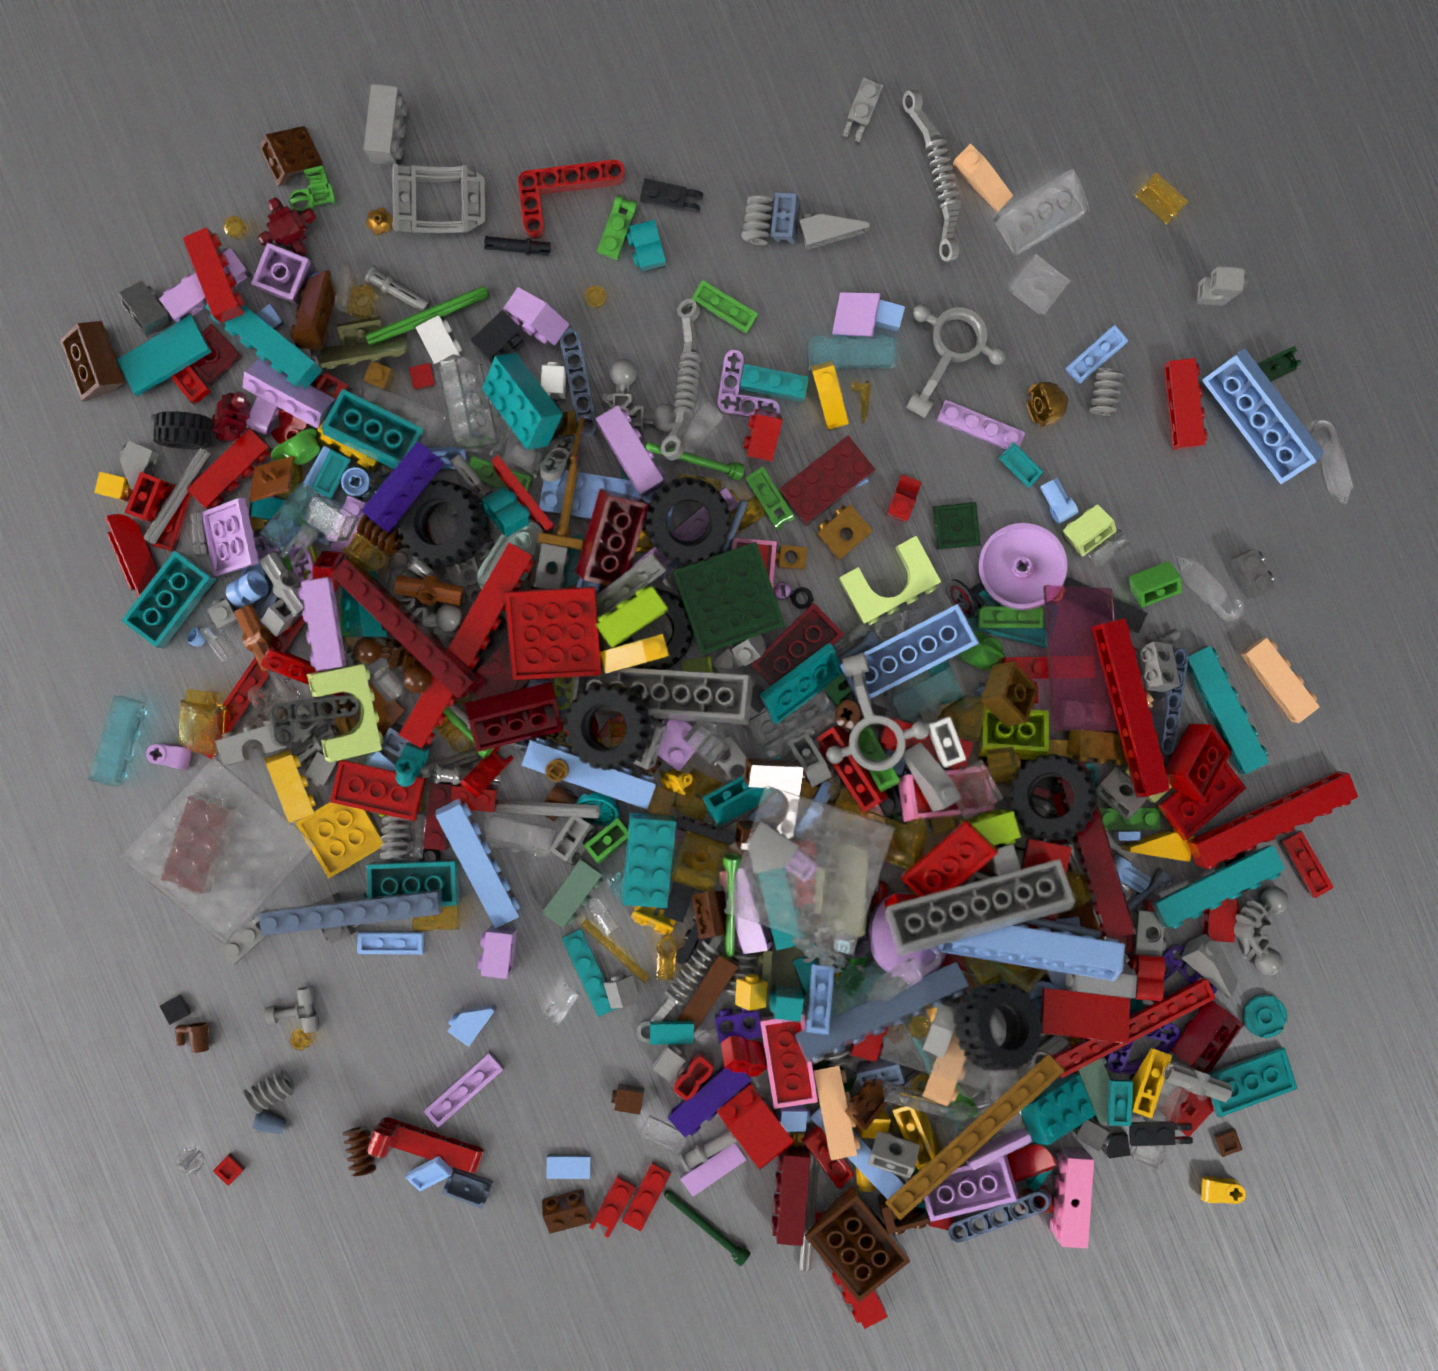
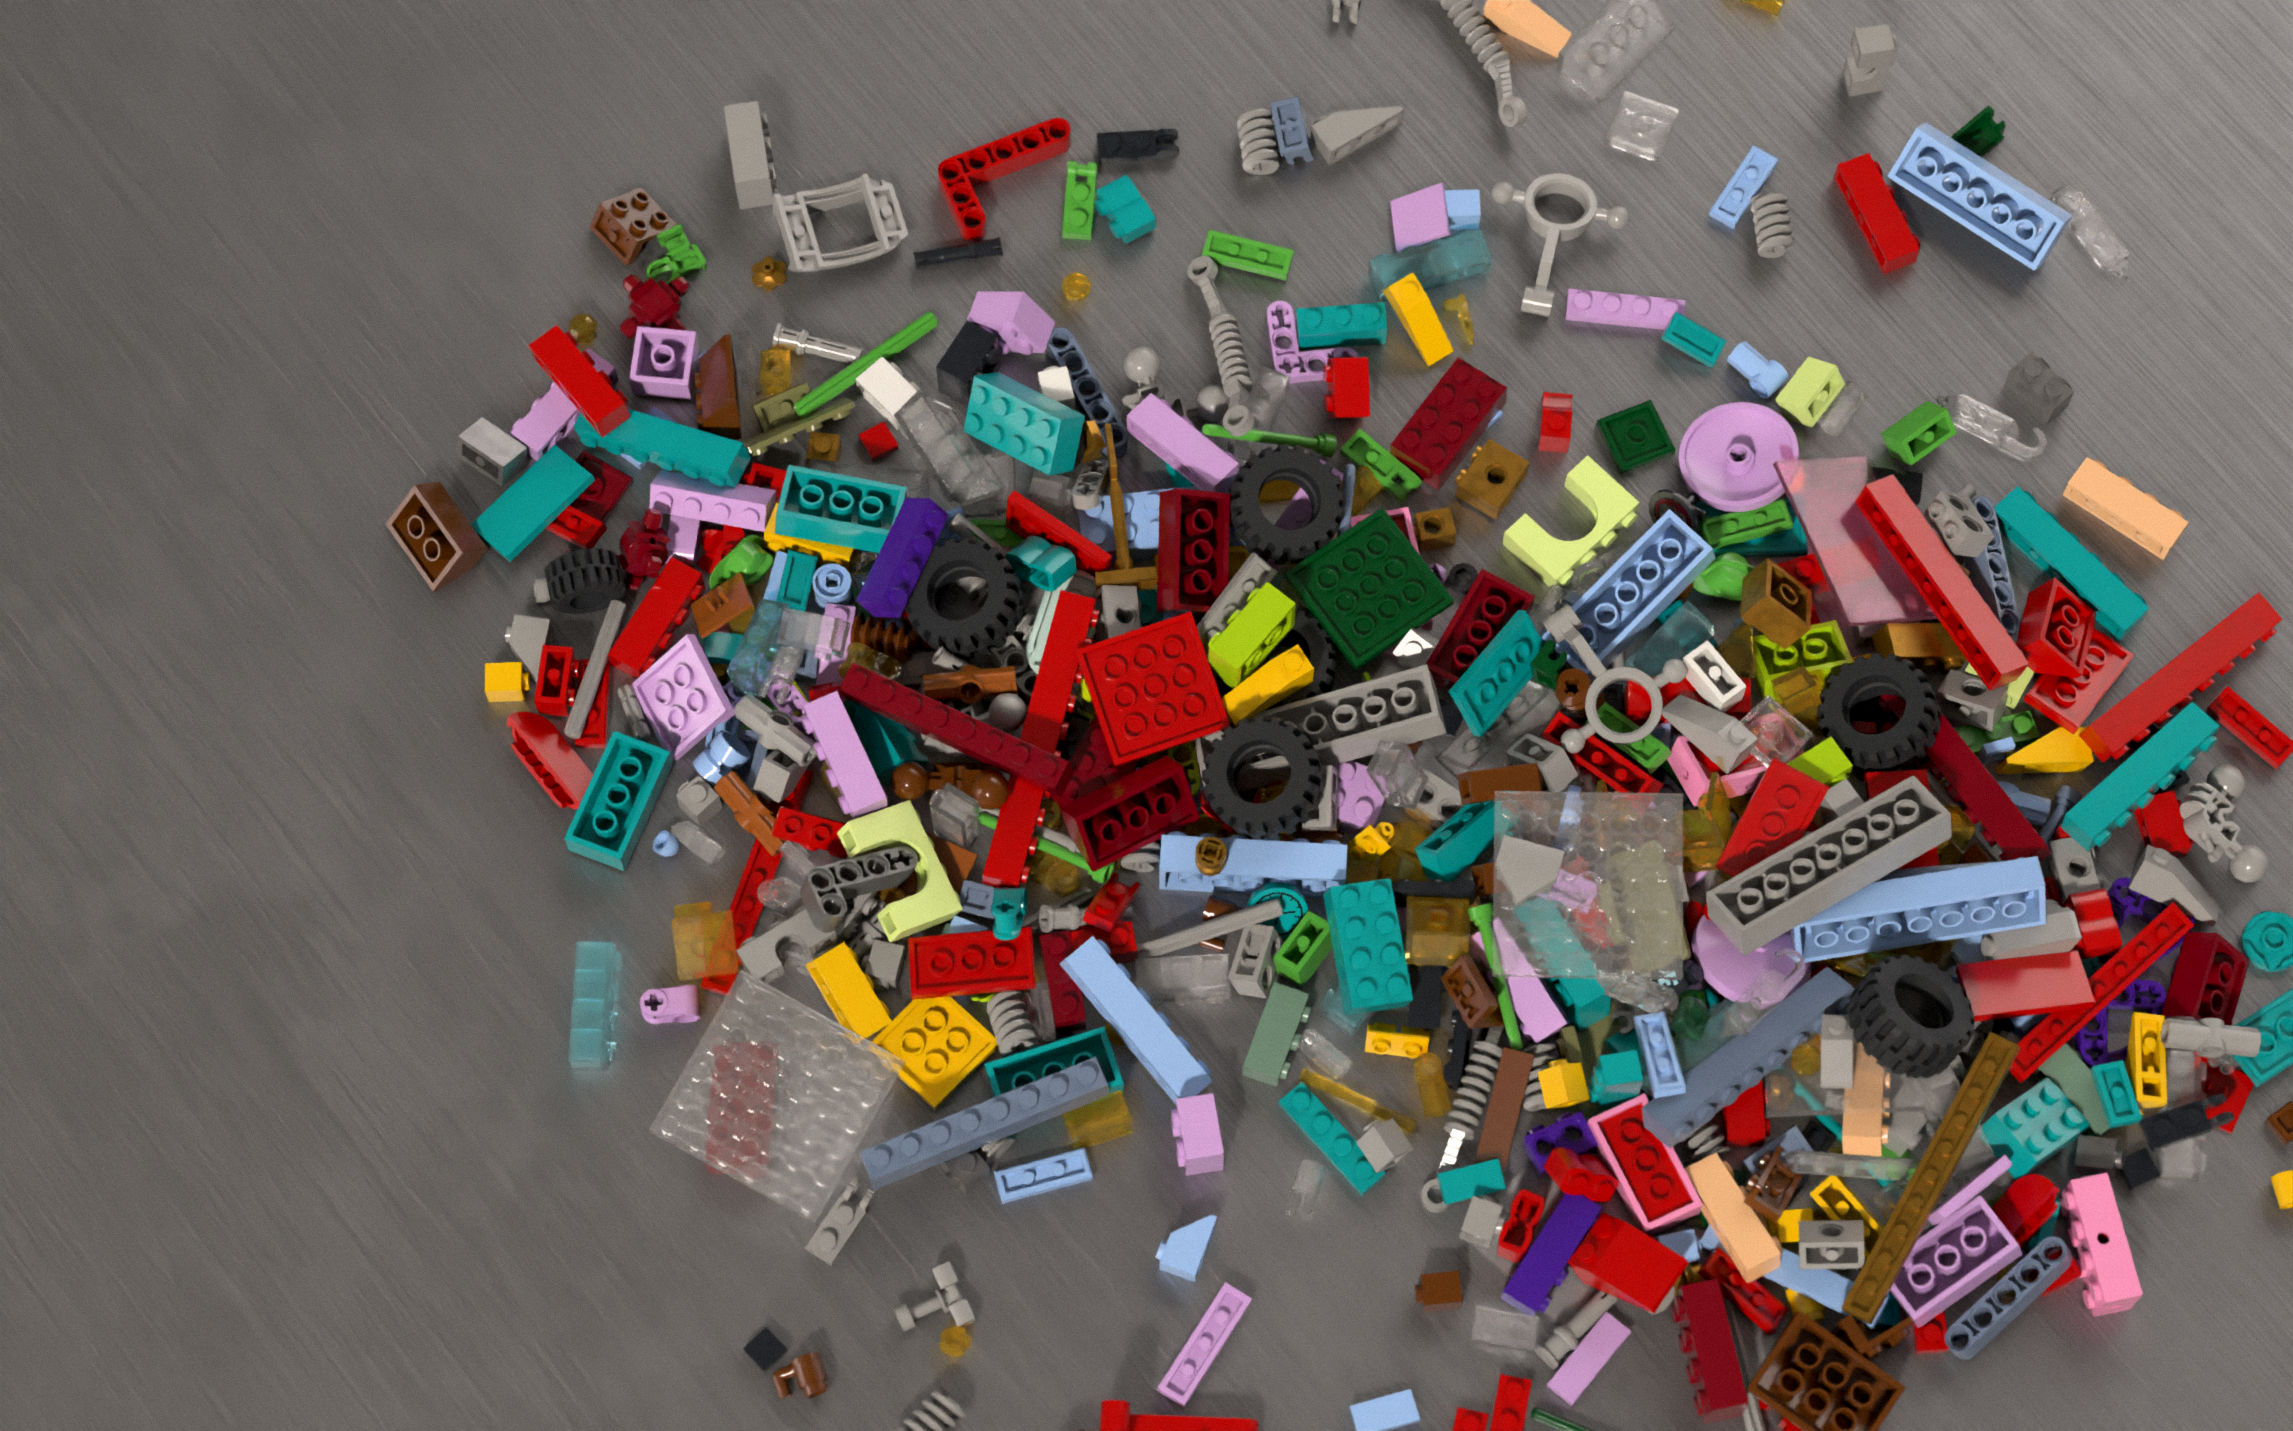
camera: 10 degrees left, 20 degrees down
(1047, 403) = (1699, 256): pearl gold cylinder -> none

